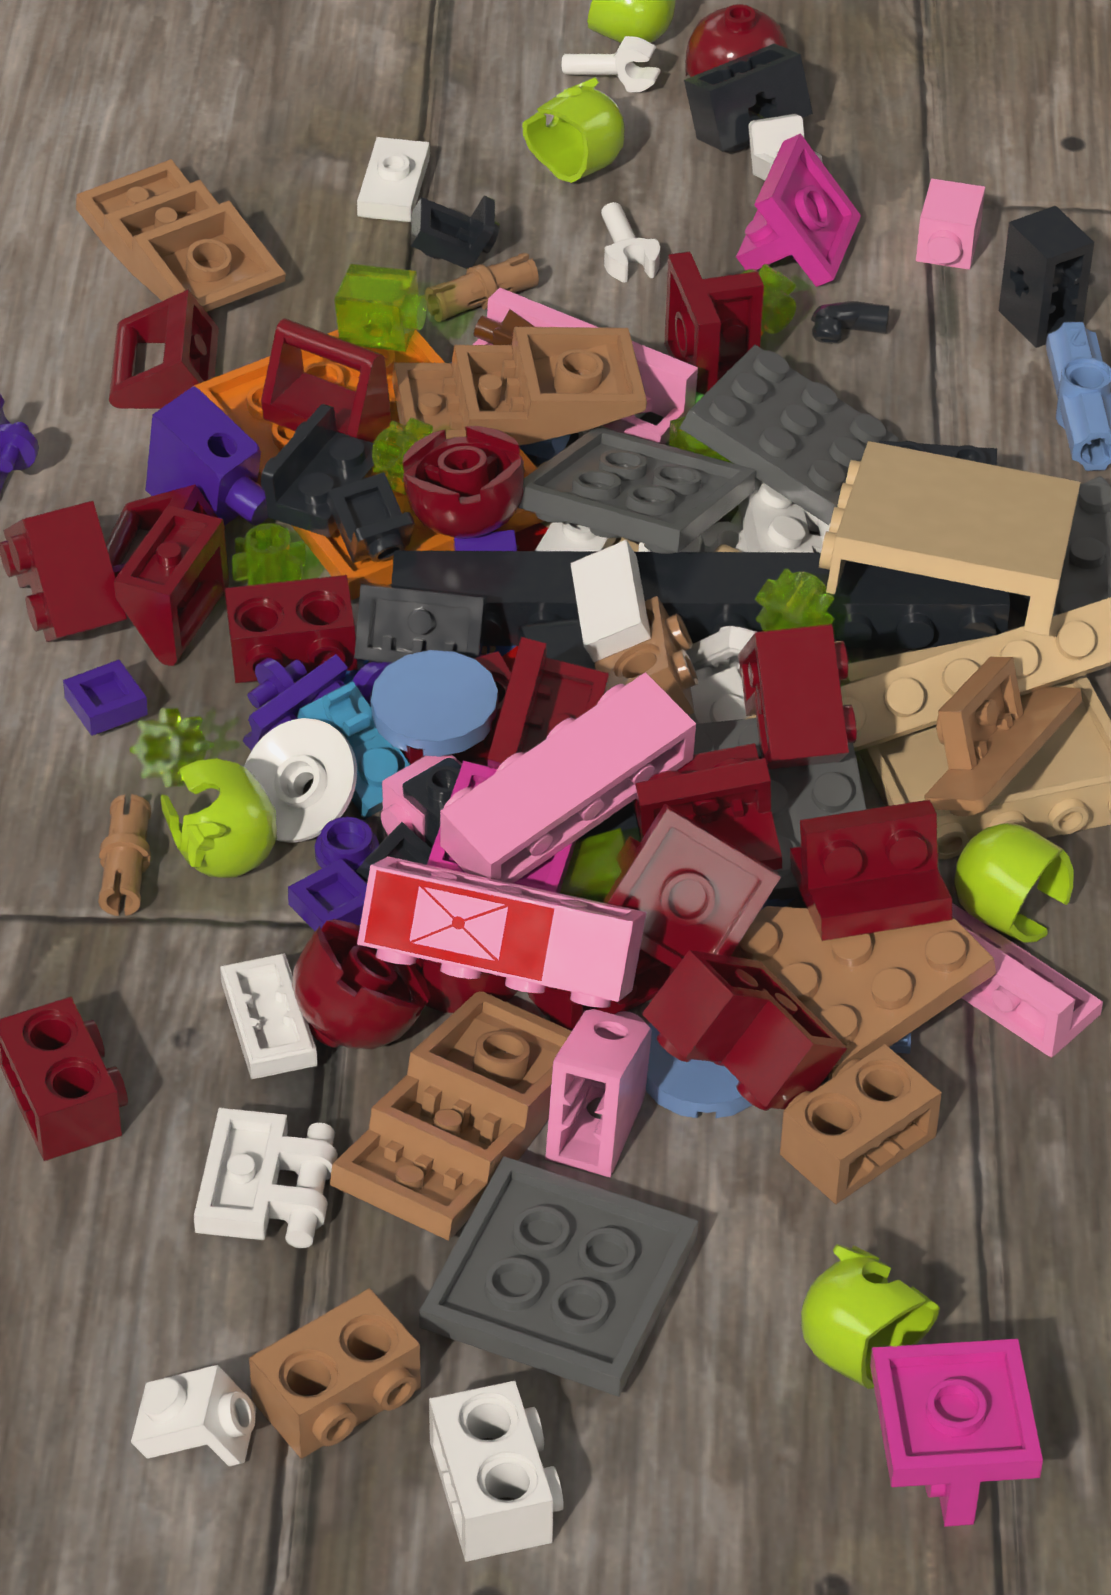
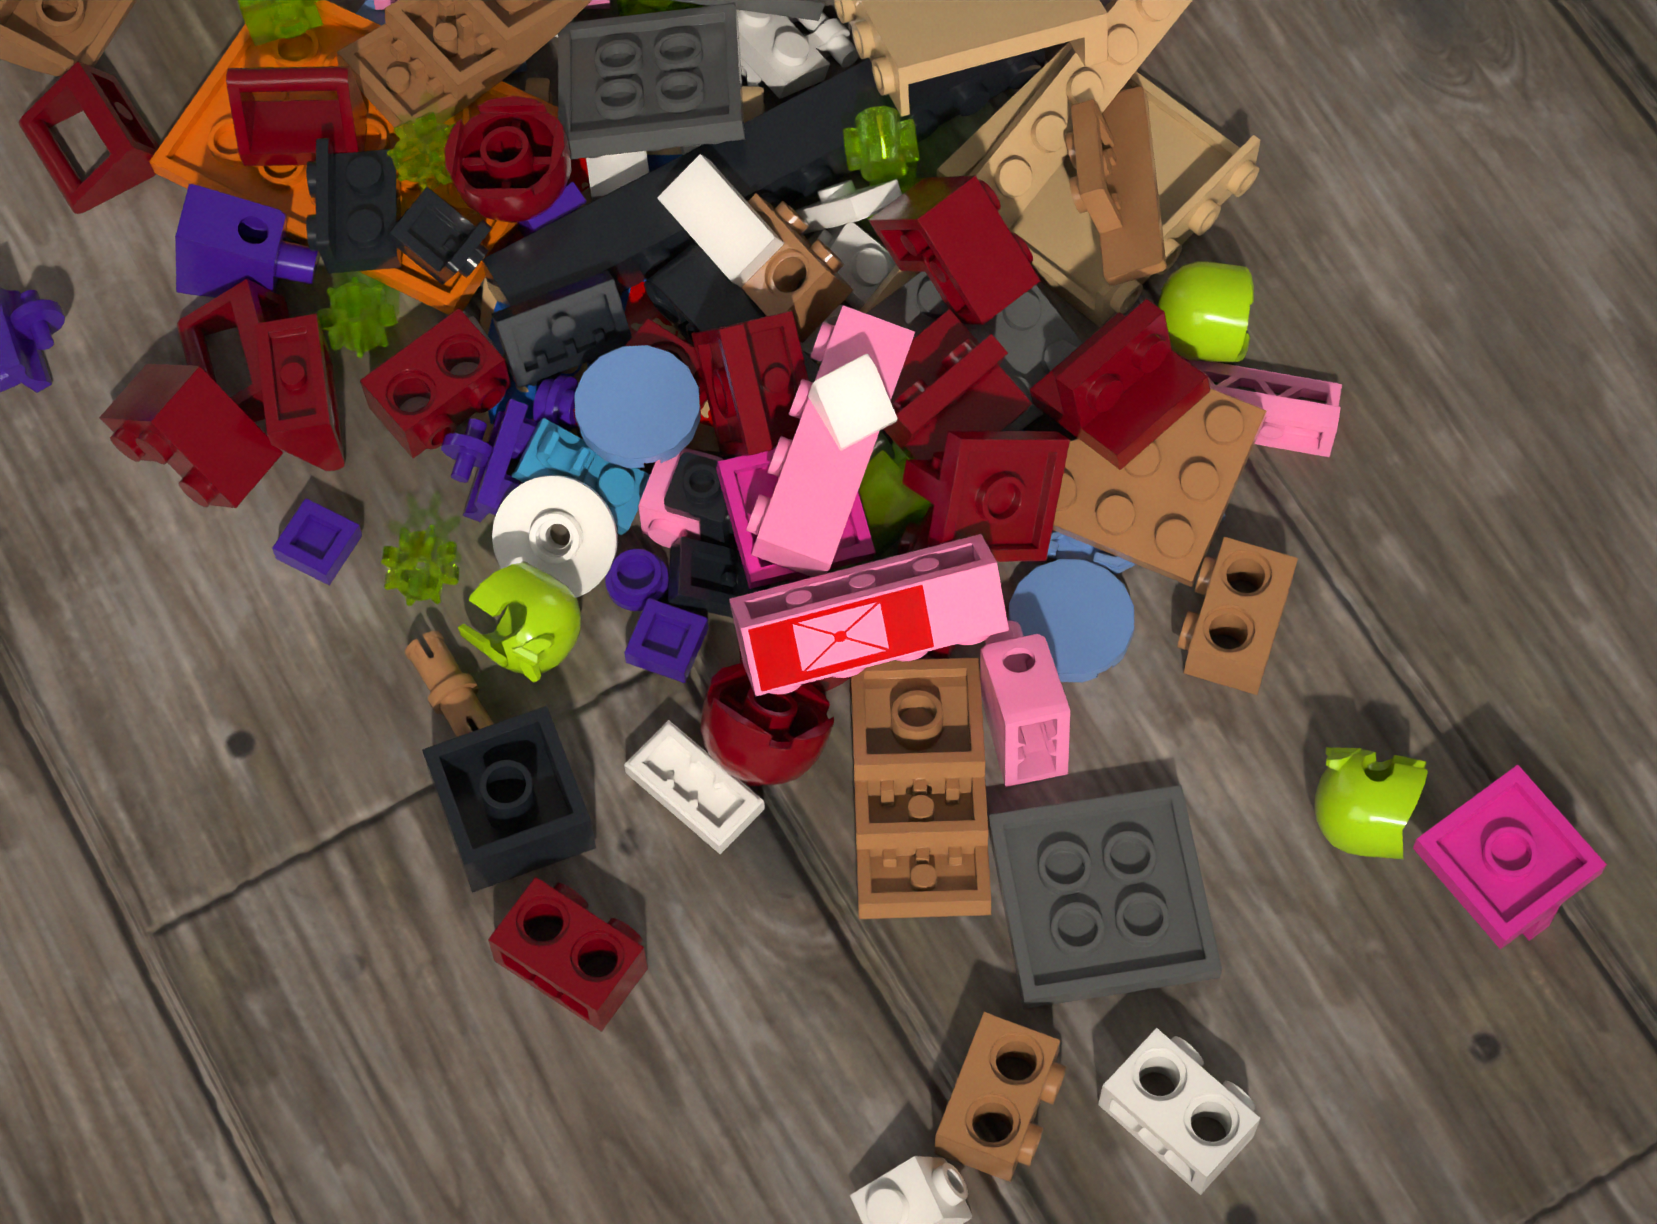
camera: 30 degrees left, 20 degrees up
(100, 936) = (509, 798): none -> black brick
(243, 1171) = (787, 955): white plate -> none
(596, 740) = (852, 402): none -> white slope
(745, 1021) = (1120, 587): dark red brick -> none

